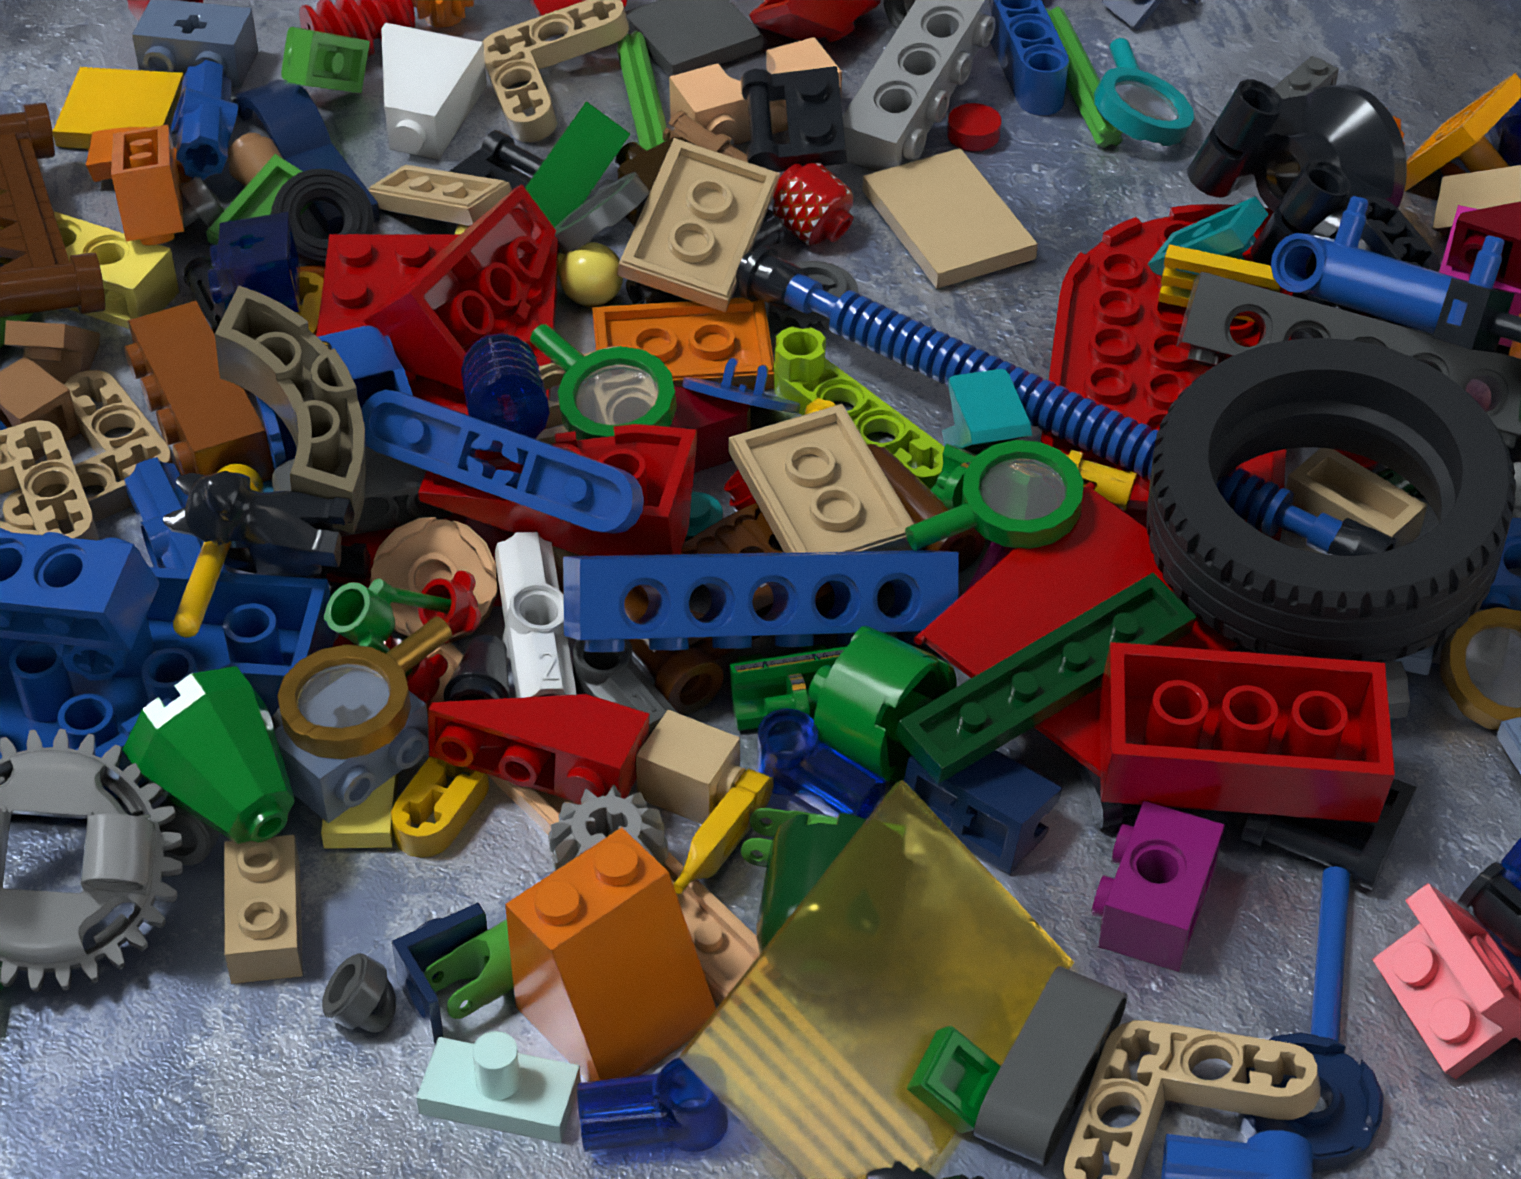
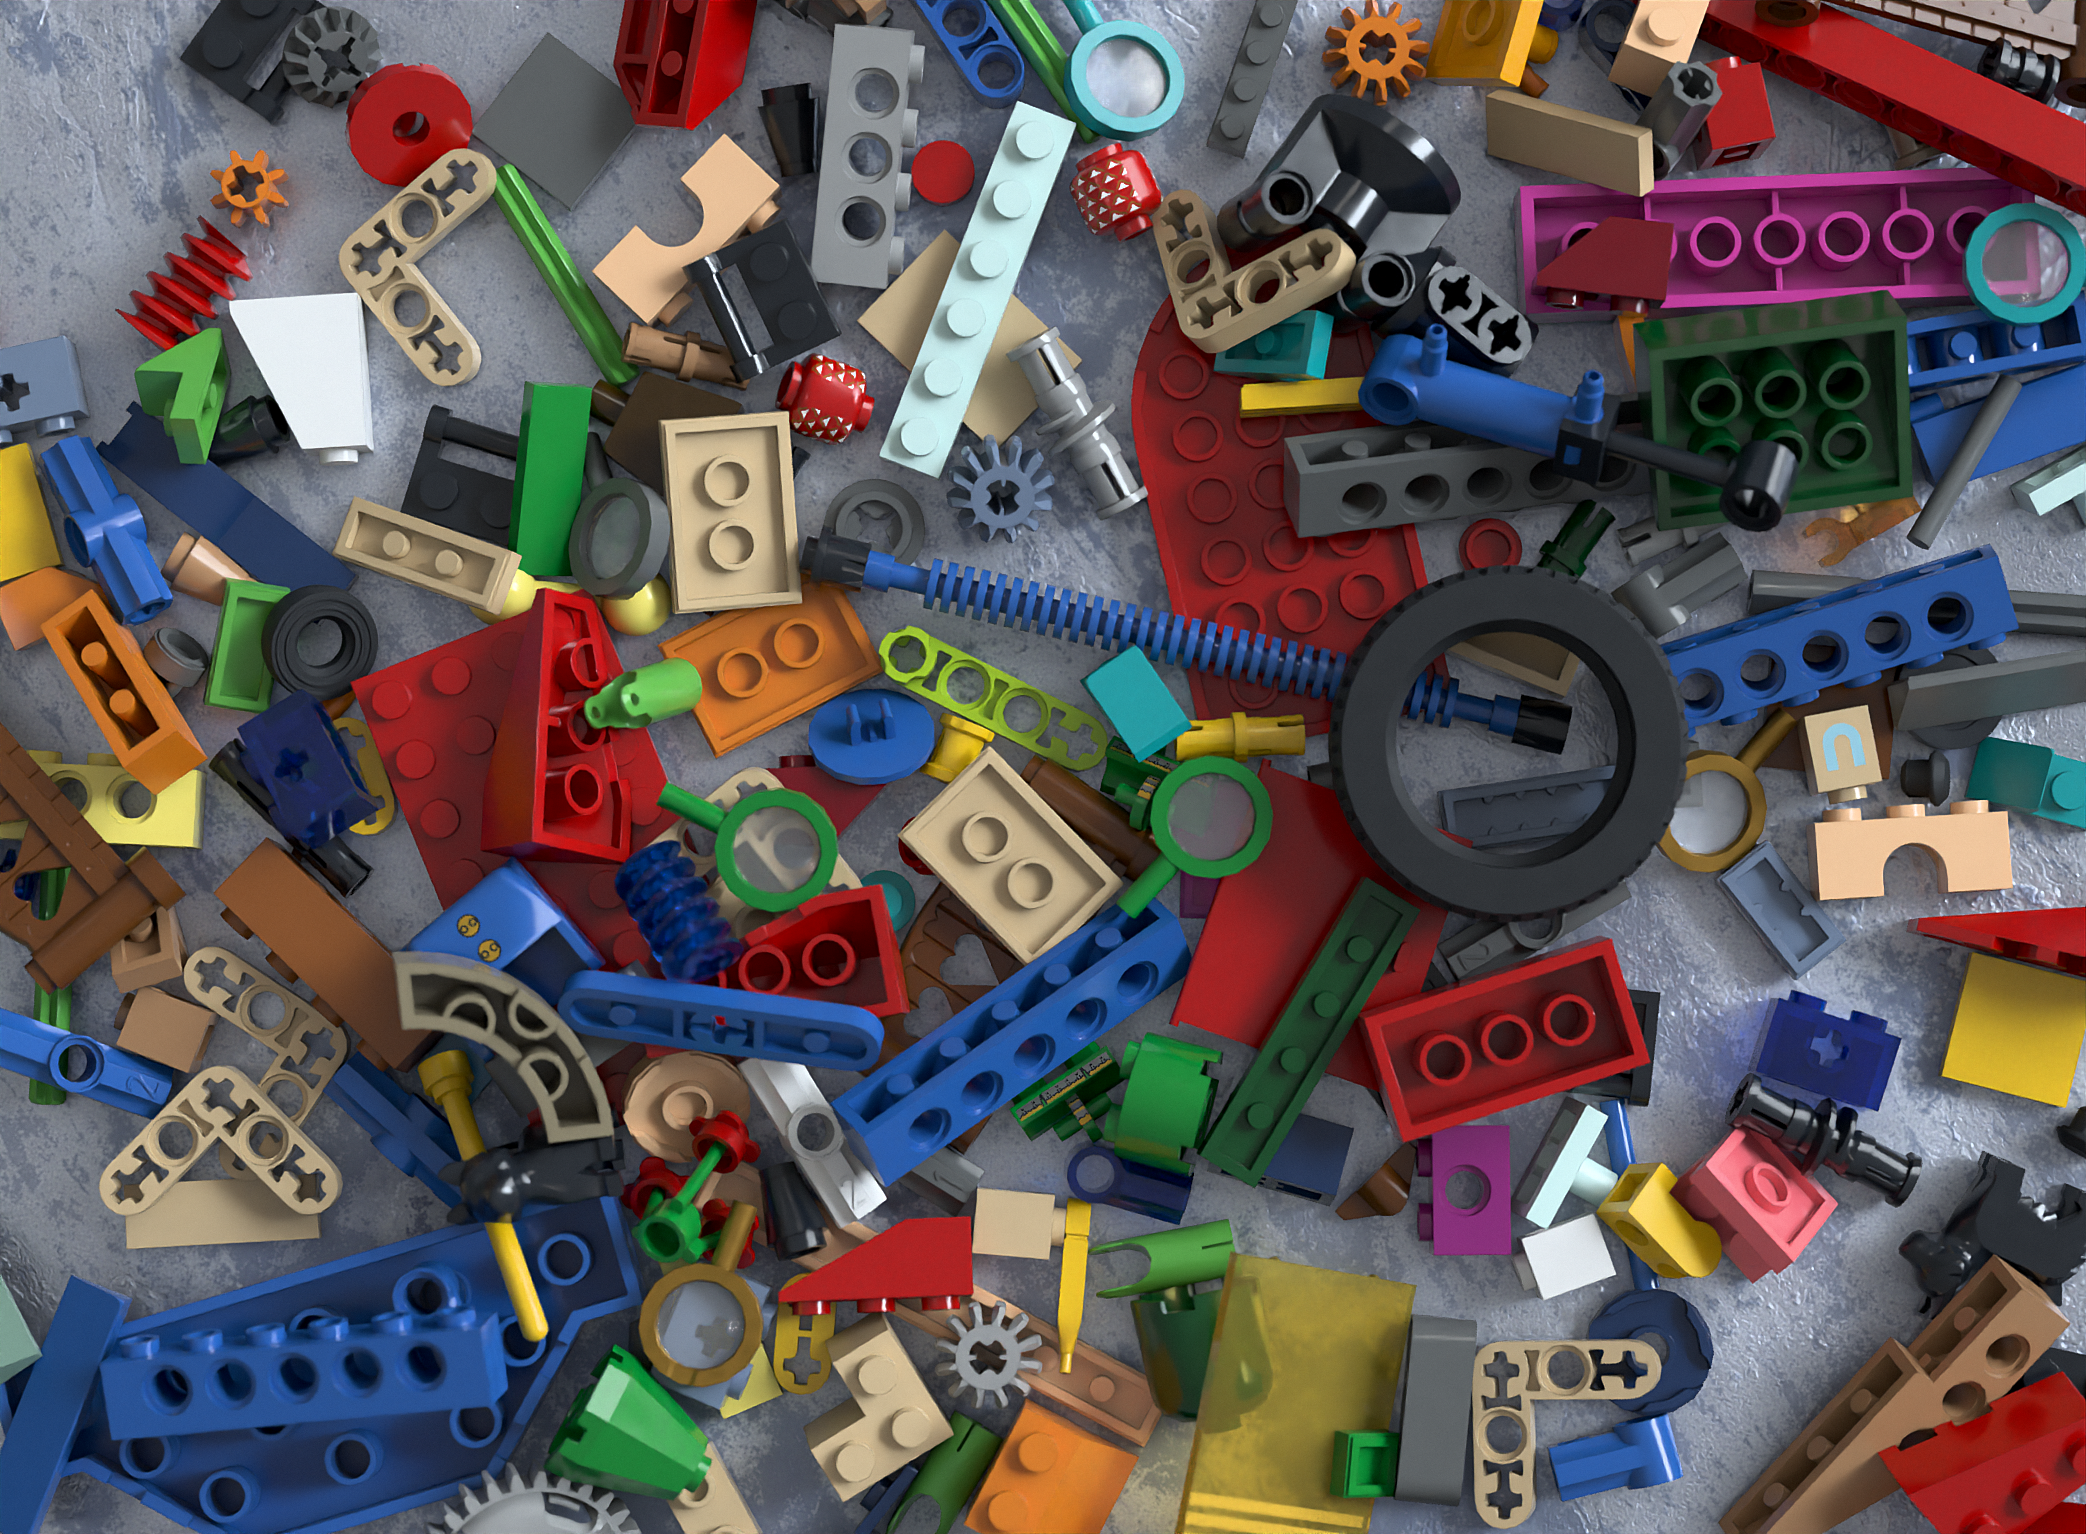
camera: 20 degrees left, 40 degrees up
(351, 108) = (249, 432): none -> black cone
(480, 862) = (886, 1419): none -> tan brick
(564, 298) = (646, 695): none -> bright green piece
(861, 58) = (792, 127): none -> black cone
(910, 279) = (1026, 482): none -> sand blue gear
(966, 180) = (978, 291): none -> light aqua plate
(1016, 266) = (1077, 423): none -> light grey piece
(1071, 864) = (1385, 1189): none -> reddish brown piece
(1110, 155) = (1116, 192): none -> red head
(1166, 199) = (1222, 289): none -> tan beam
(1242, 972) = (1562, 1257): none -> white brick
(1270, 898) = (1563, 1166): none -> light aqua tile
(1358, 971) = (1658, 1226): none -> yellow leg

